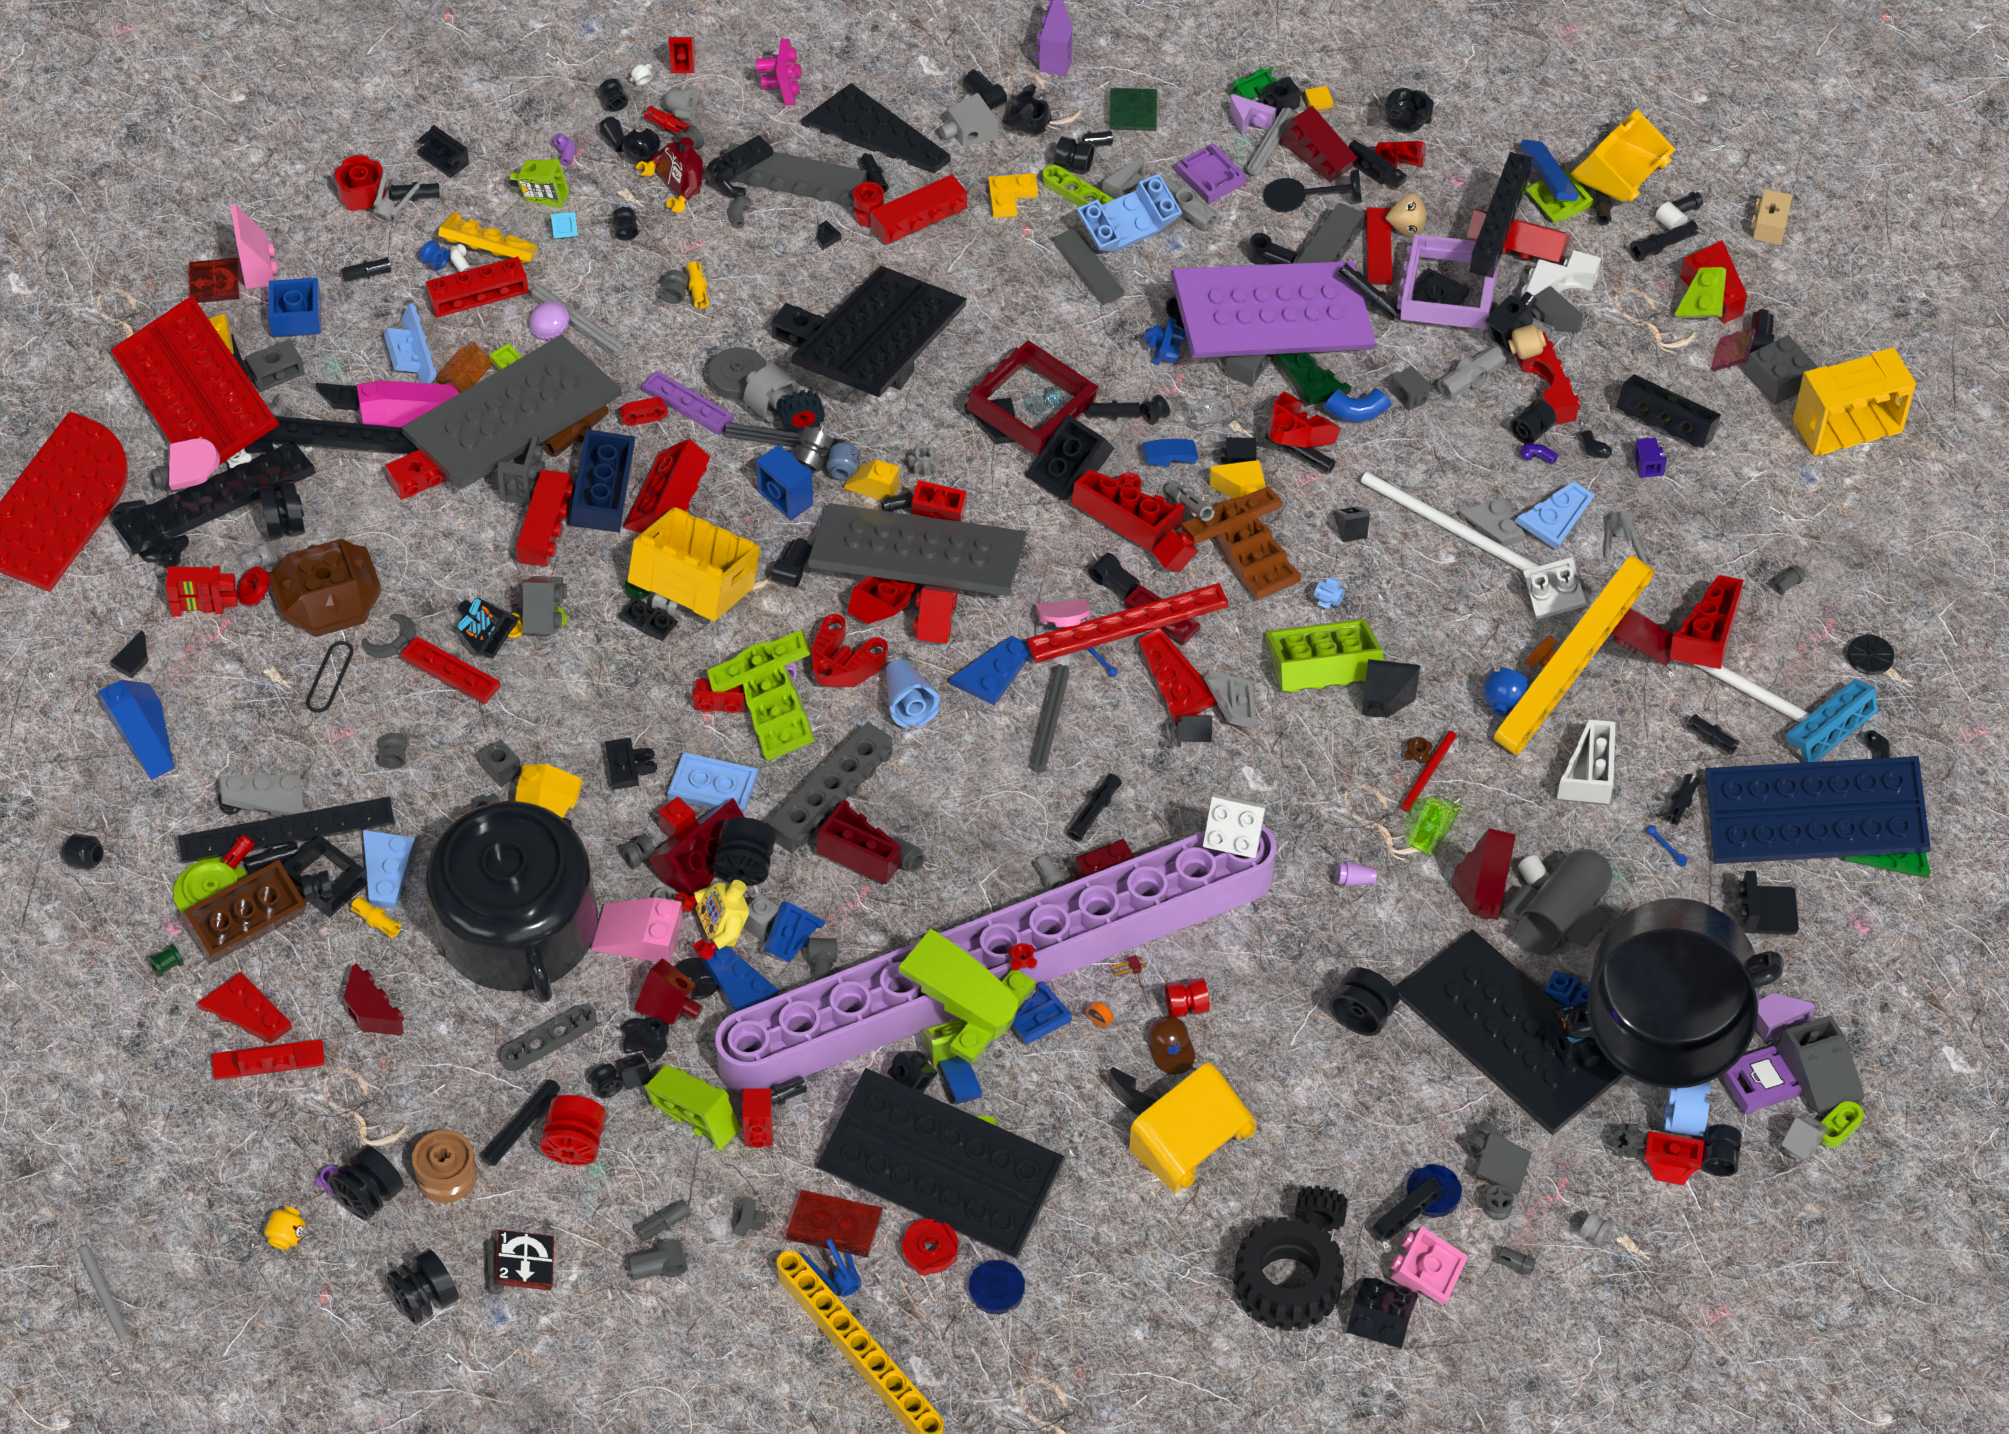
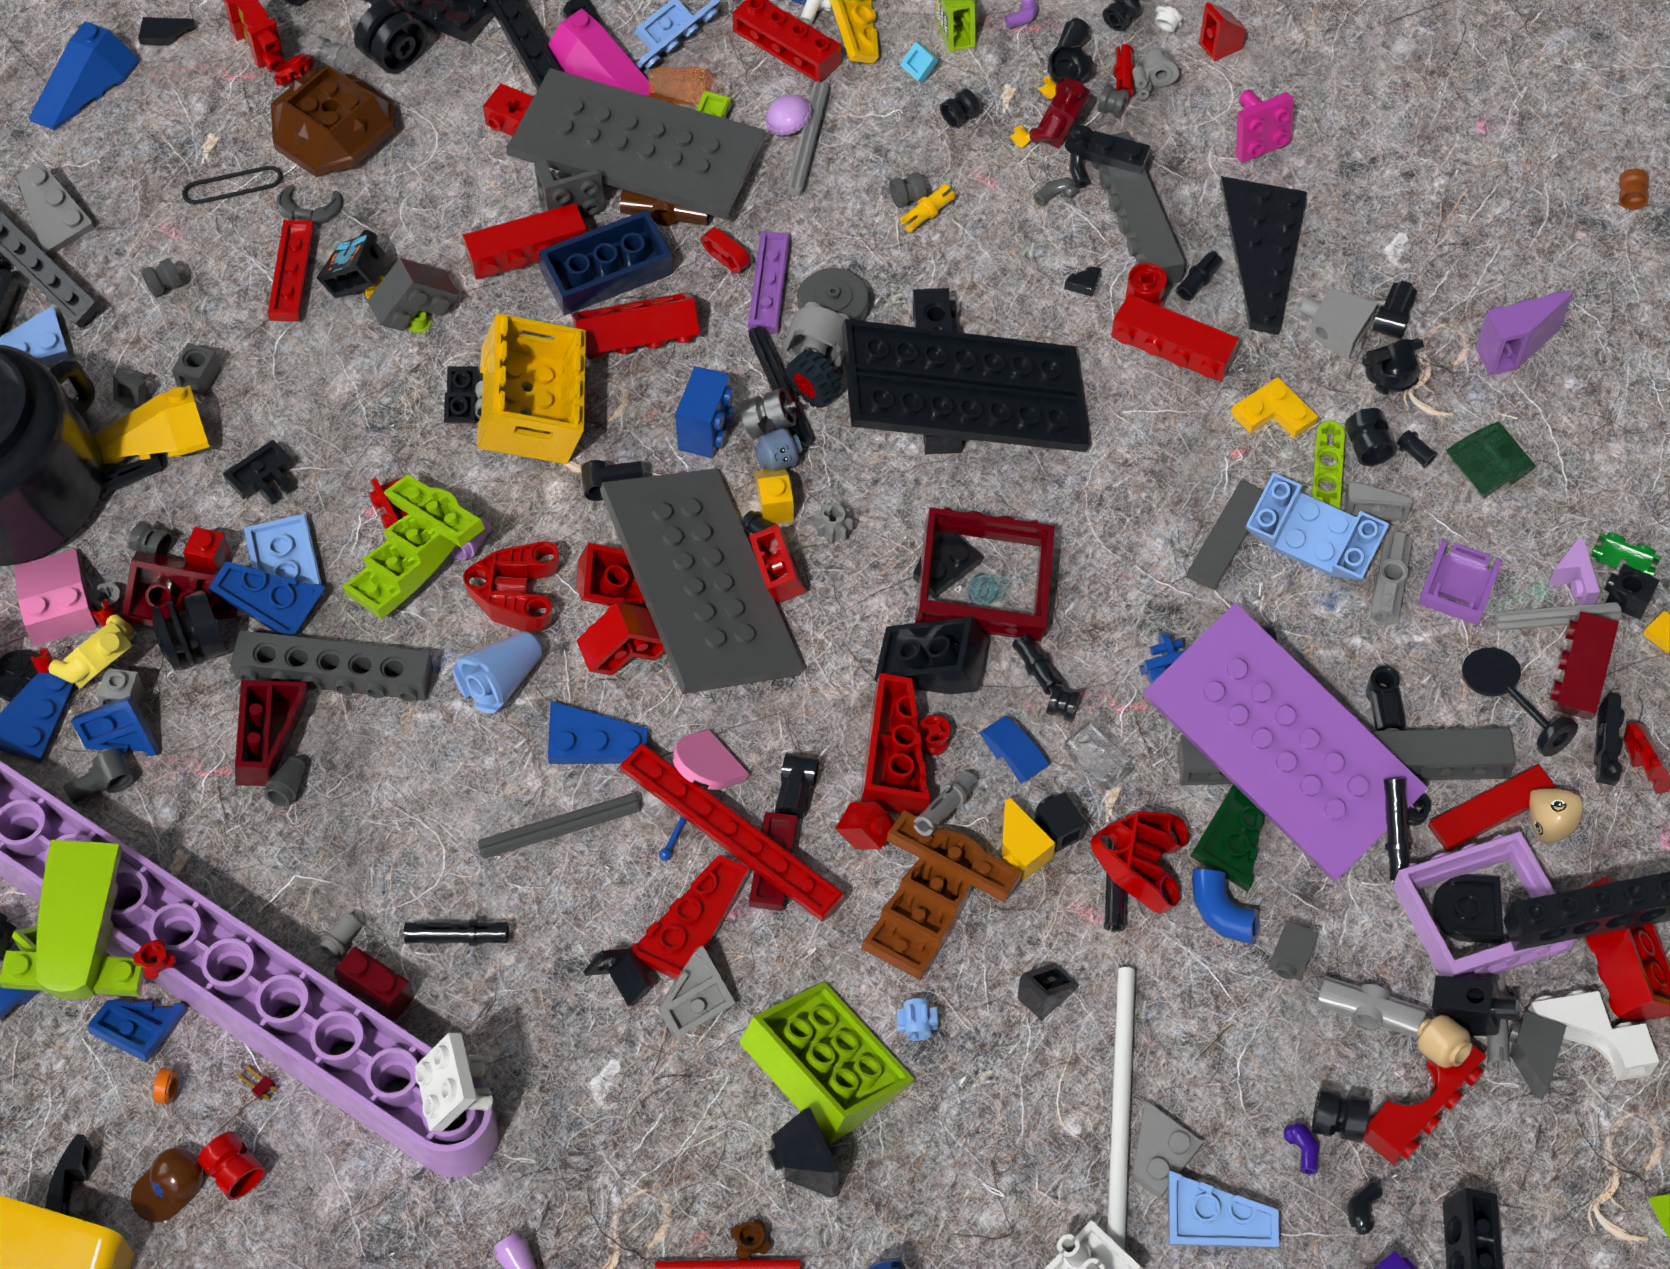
camera: 60 degrees right, 5 degrees up
(749, 797) = (267, 598): none -> blue wing

